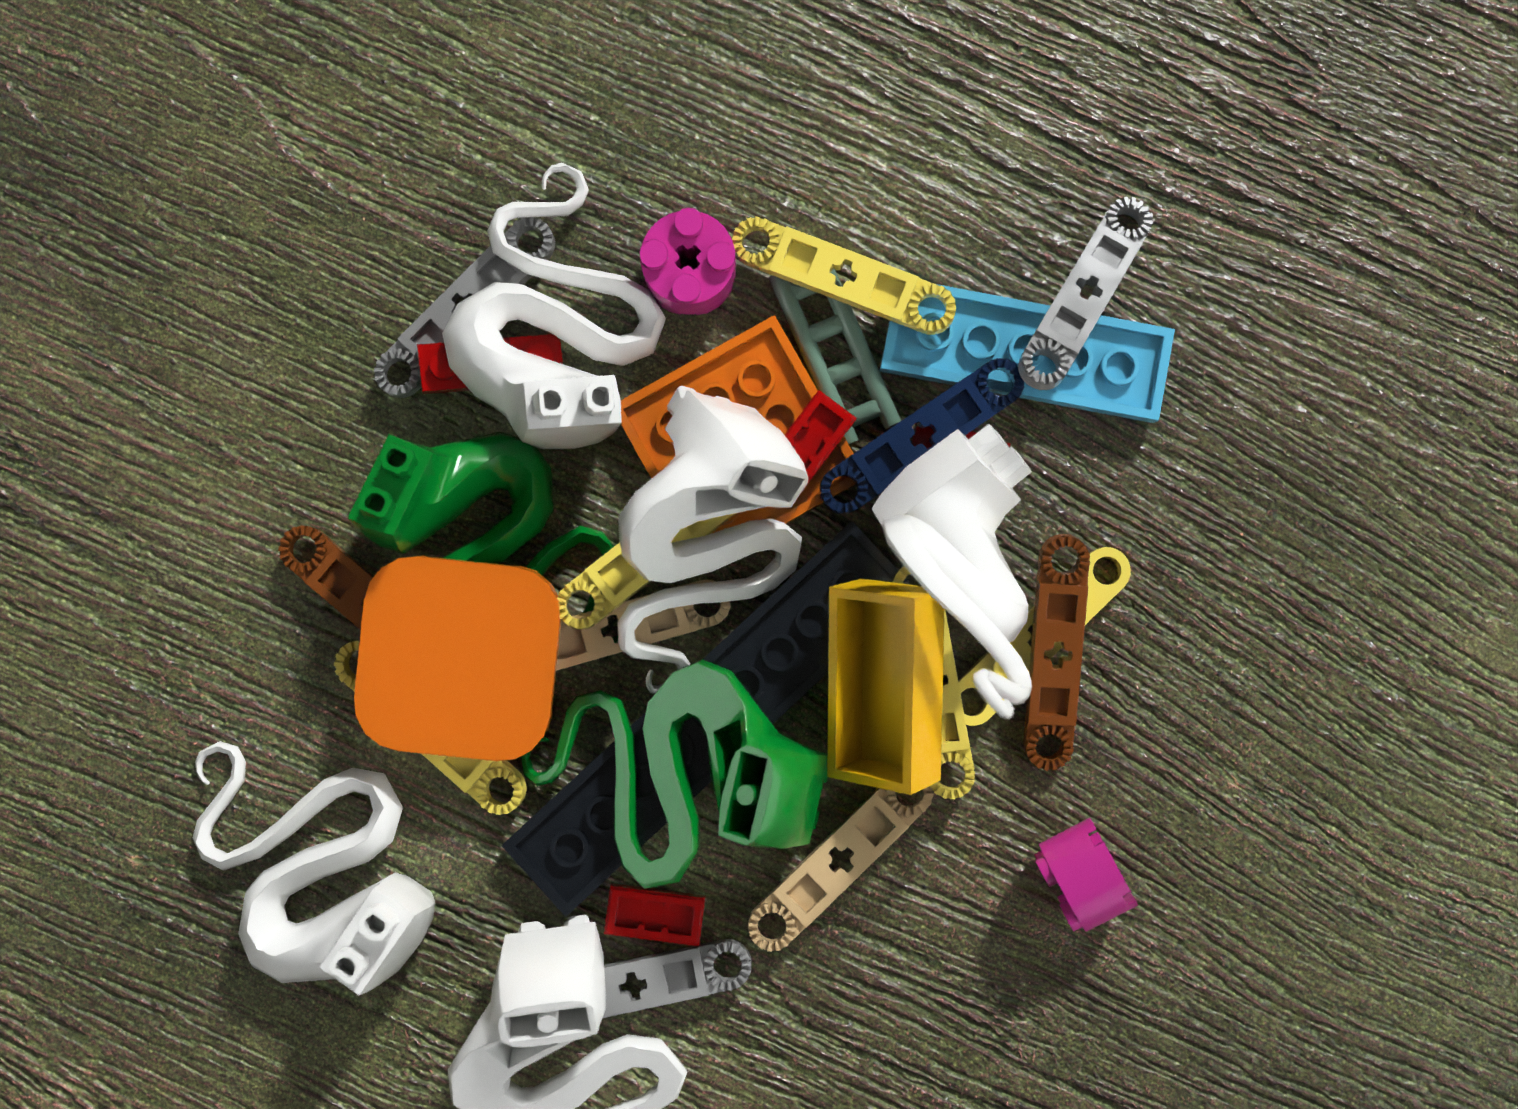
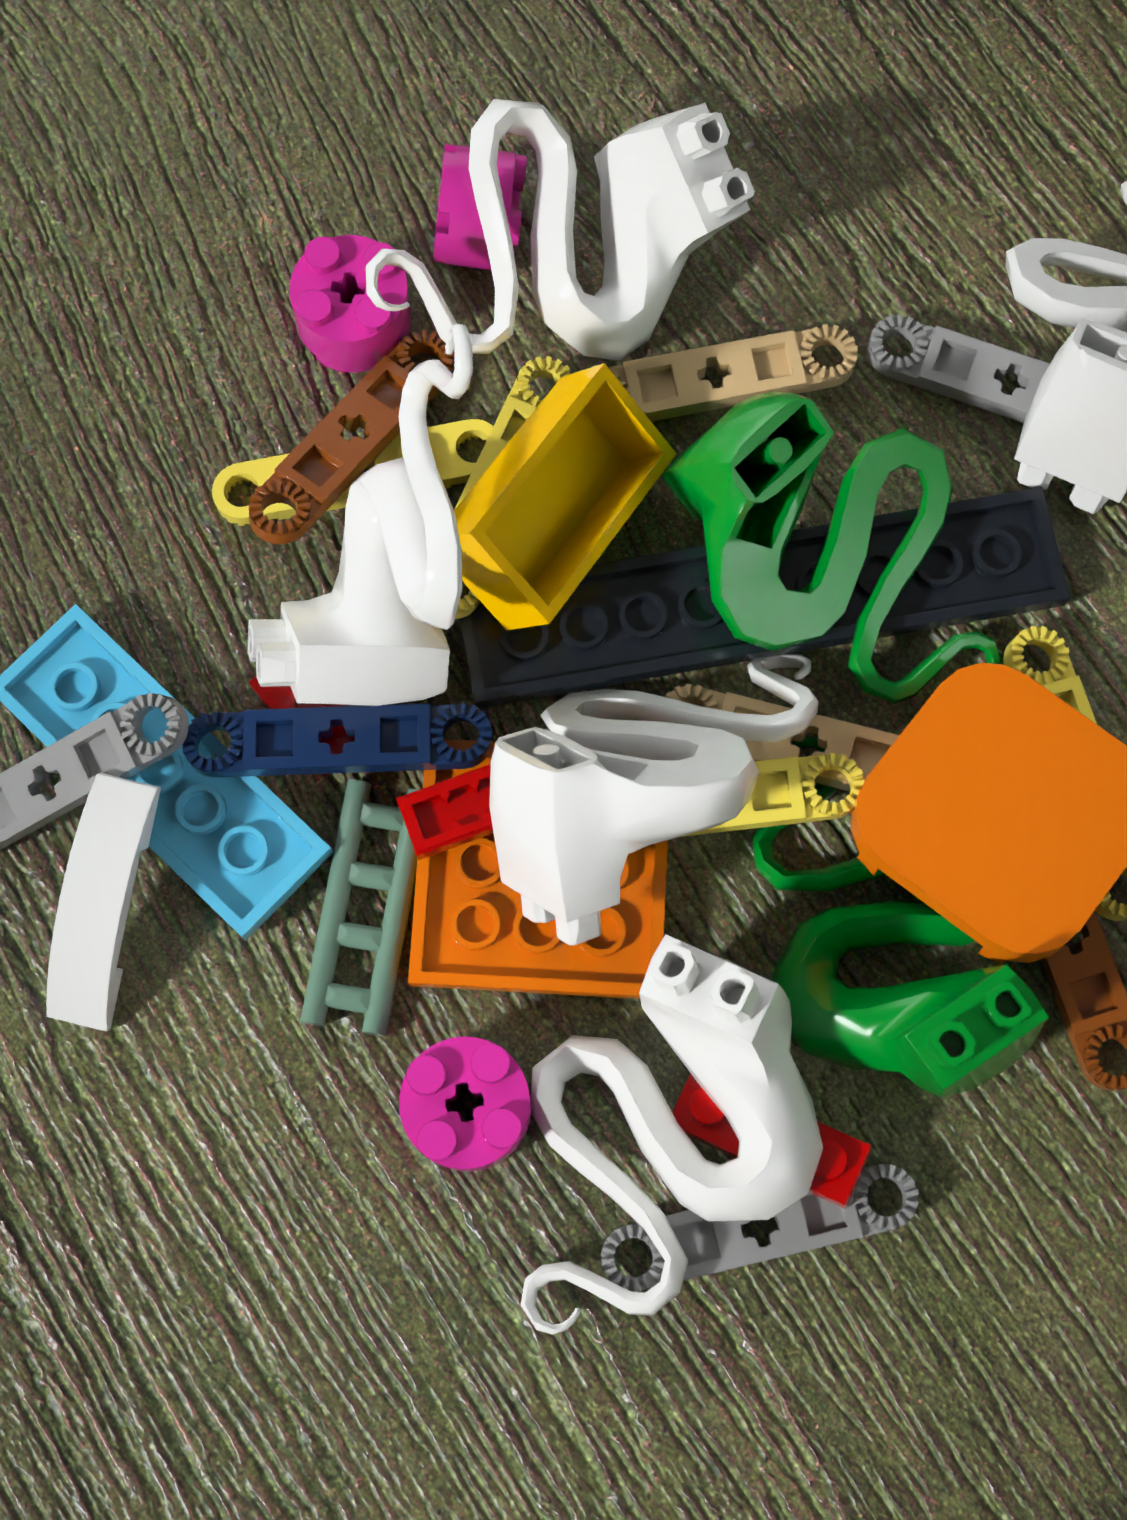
camera: 145 degrees left, 10 degrees down
(654, 914) = (968, 447): red plate -> none
(877, 286) = (276, 932): light yellow piece -> none
(955, 955) = (660, 199): none -> white hips
(1004, 241) = (97, 899): none -> white slope
(1152, 761) = (334, 308): none -> dark pink brick

